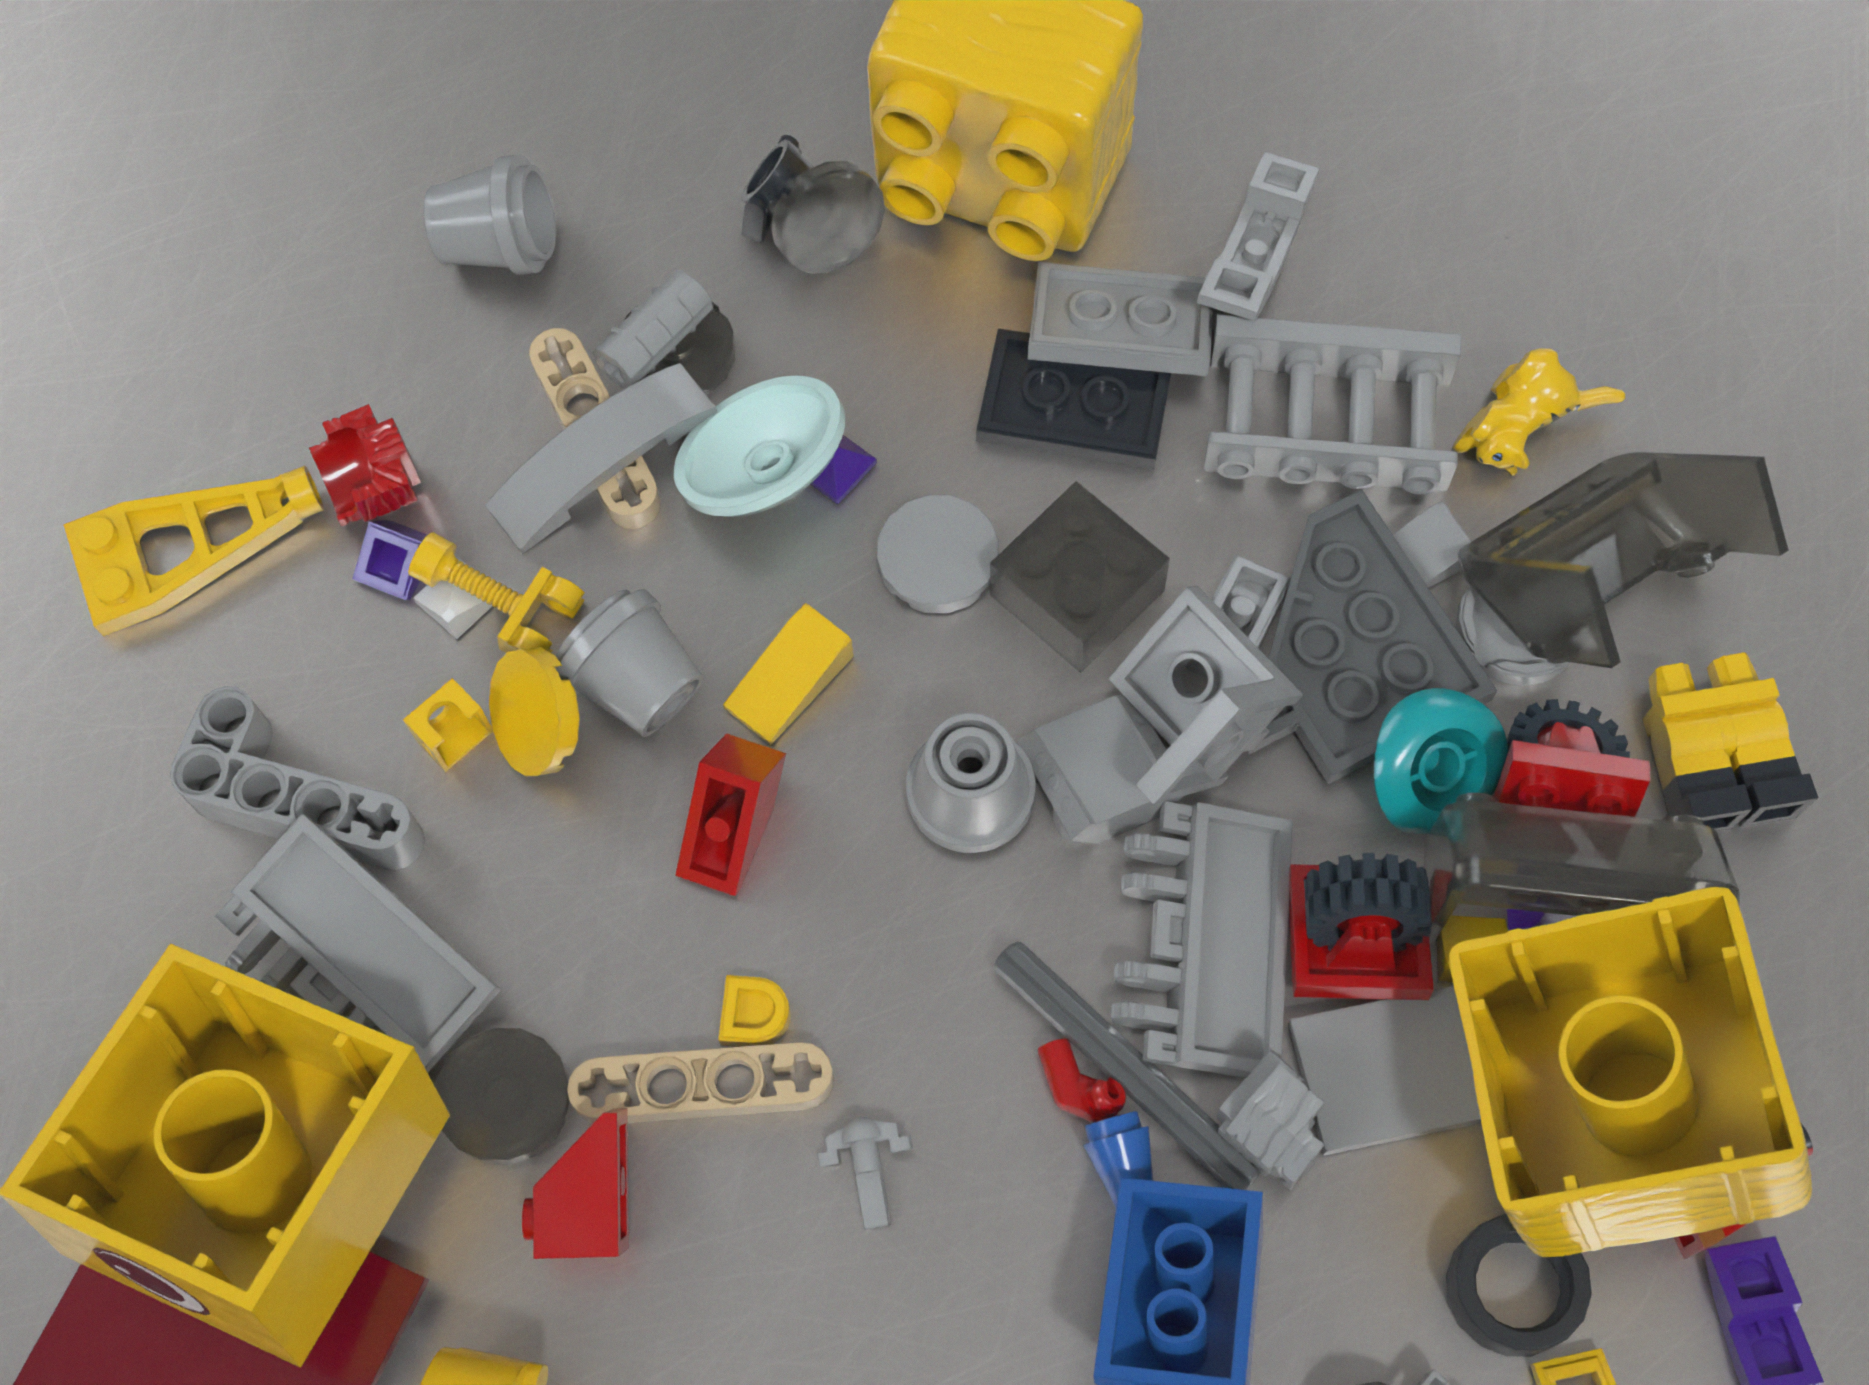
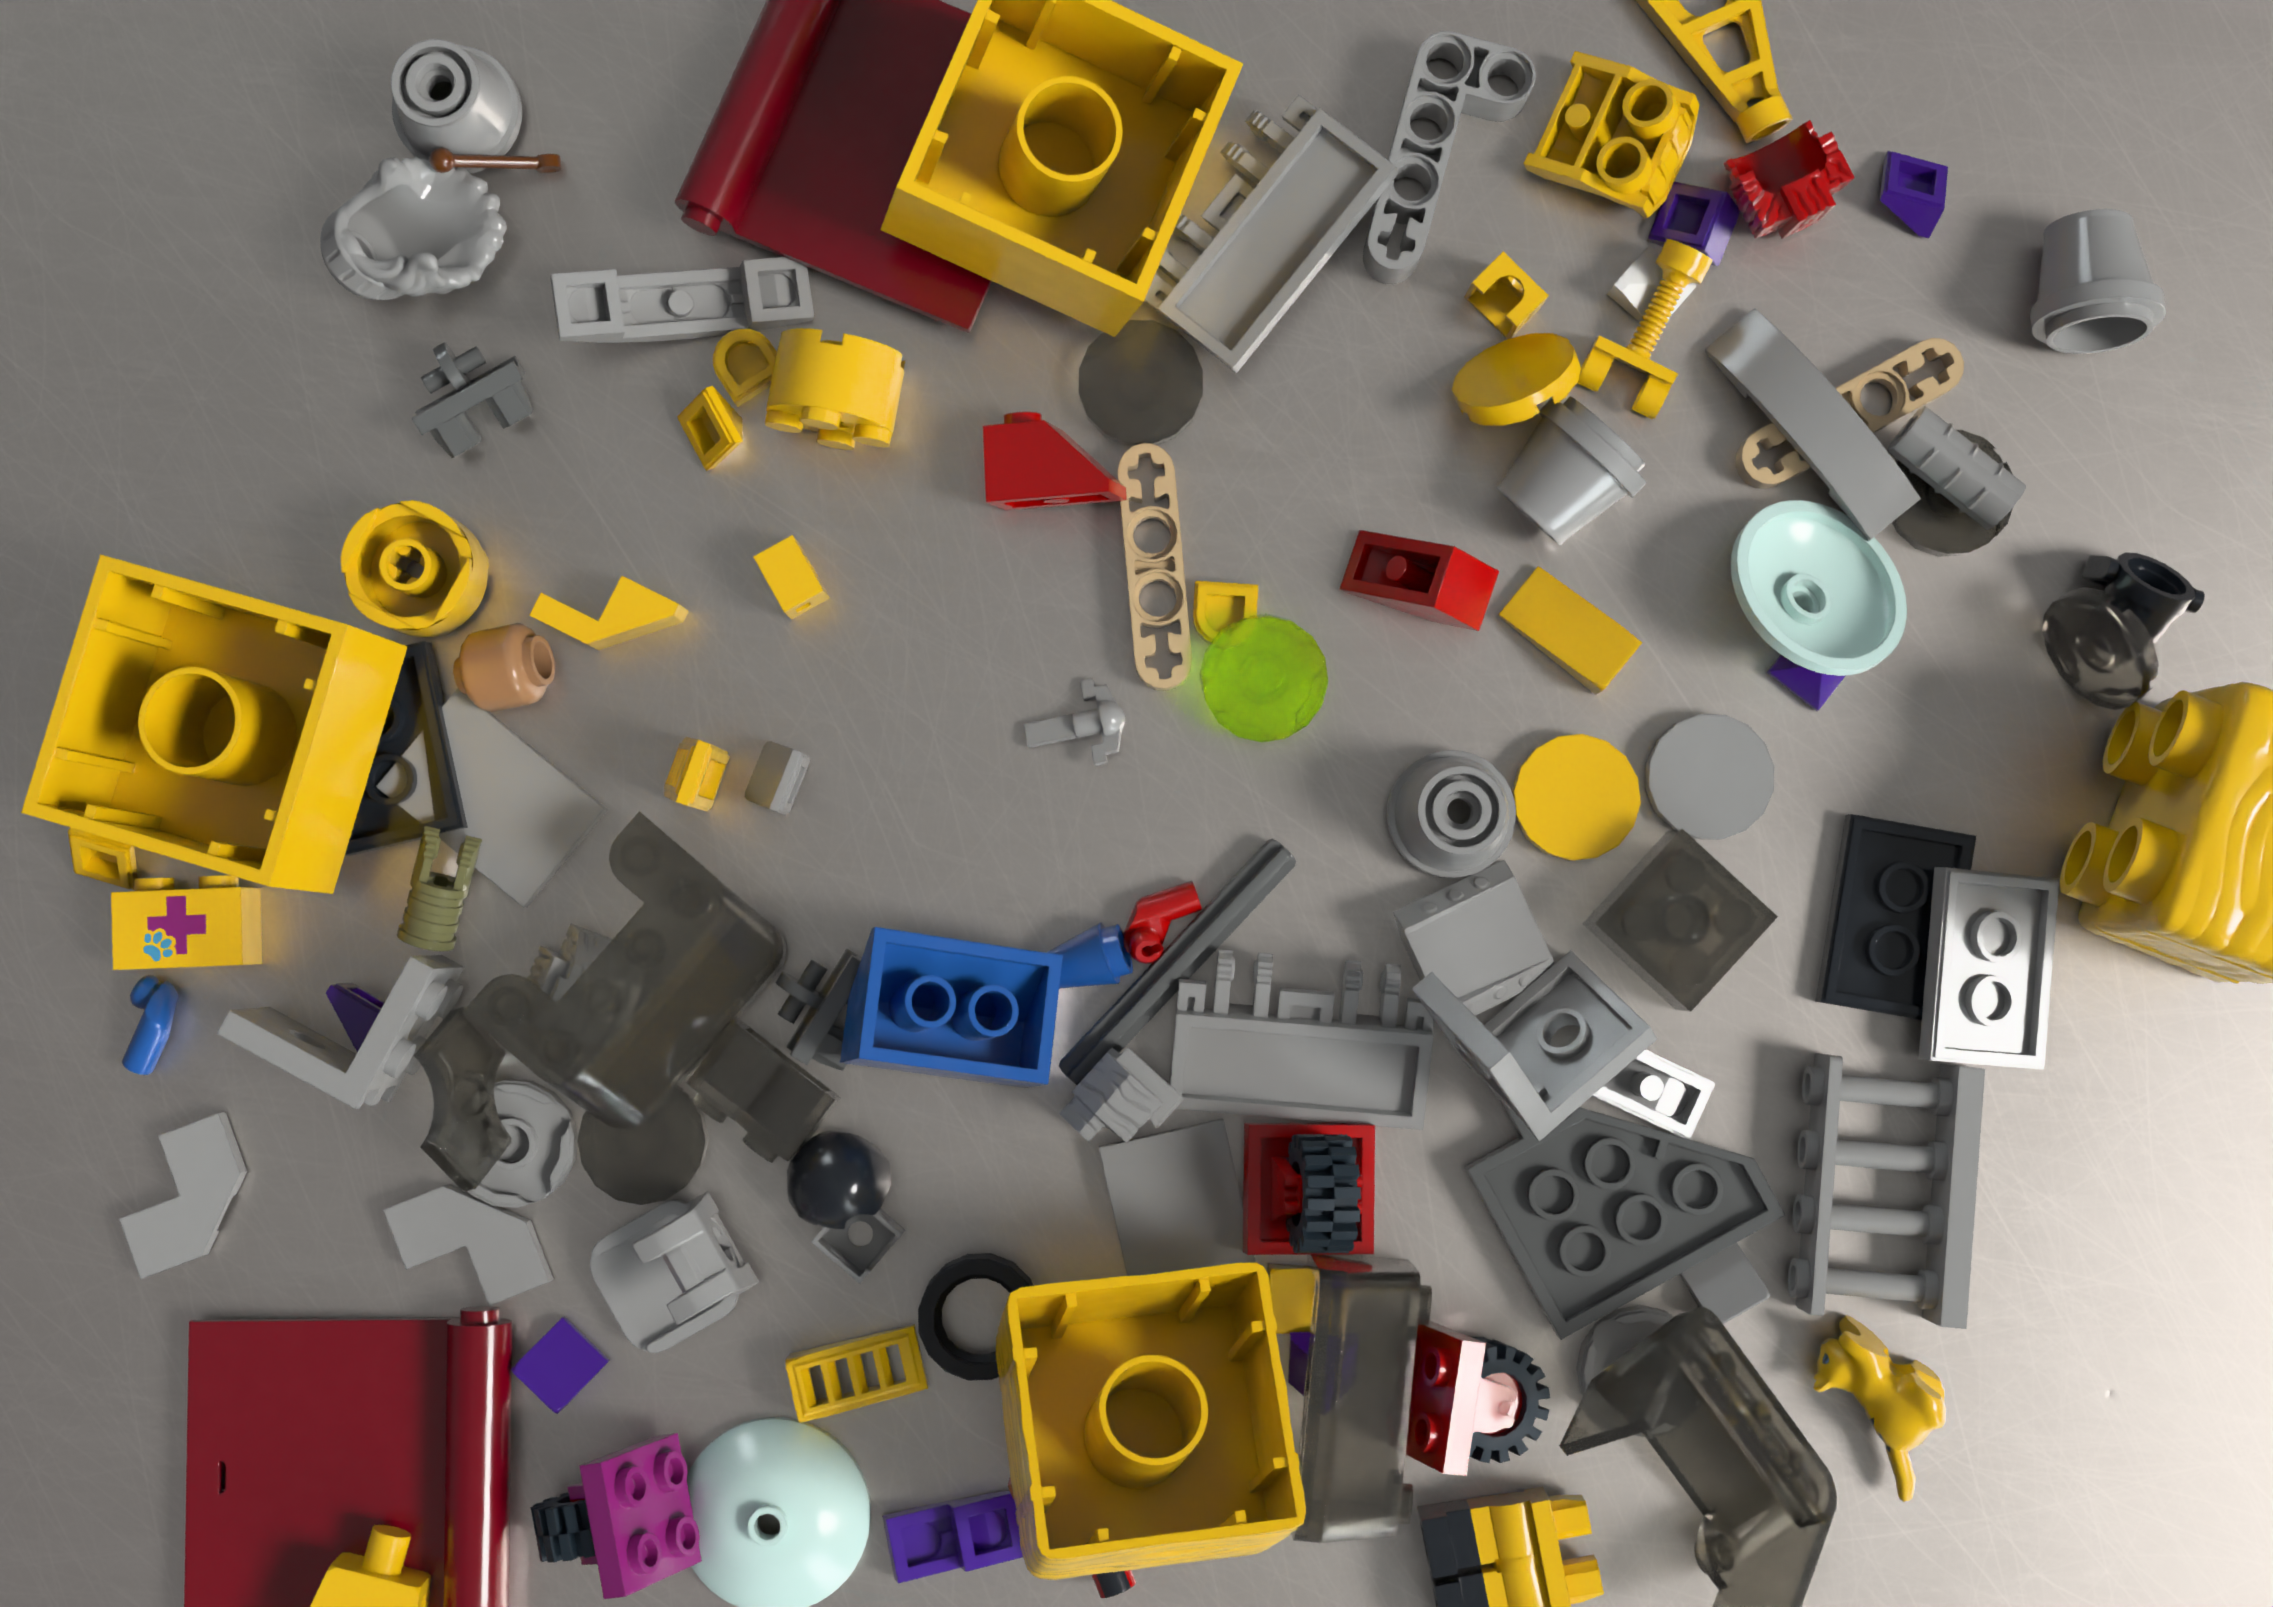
camera: 80 degrees right, 20 degrees up
(296, 623) = (1616, 134): none -> yellow slope
(389, 367) = (1914, 191): none -> dark purple slope
(824, 969) = (1263, 678): none -> clear neon green tile
(955, 668) = (1576, 797): none -> yellow tile
(1260, 238) = (2090, 1118): light grey slope -> none
(1434, 751) = (1481, 1272): teal hat -> none

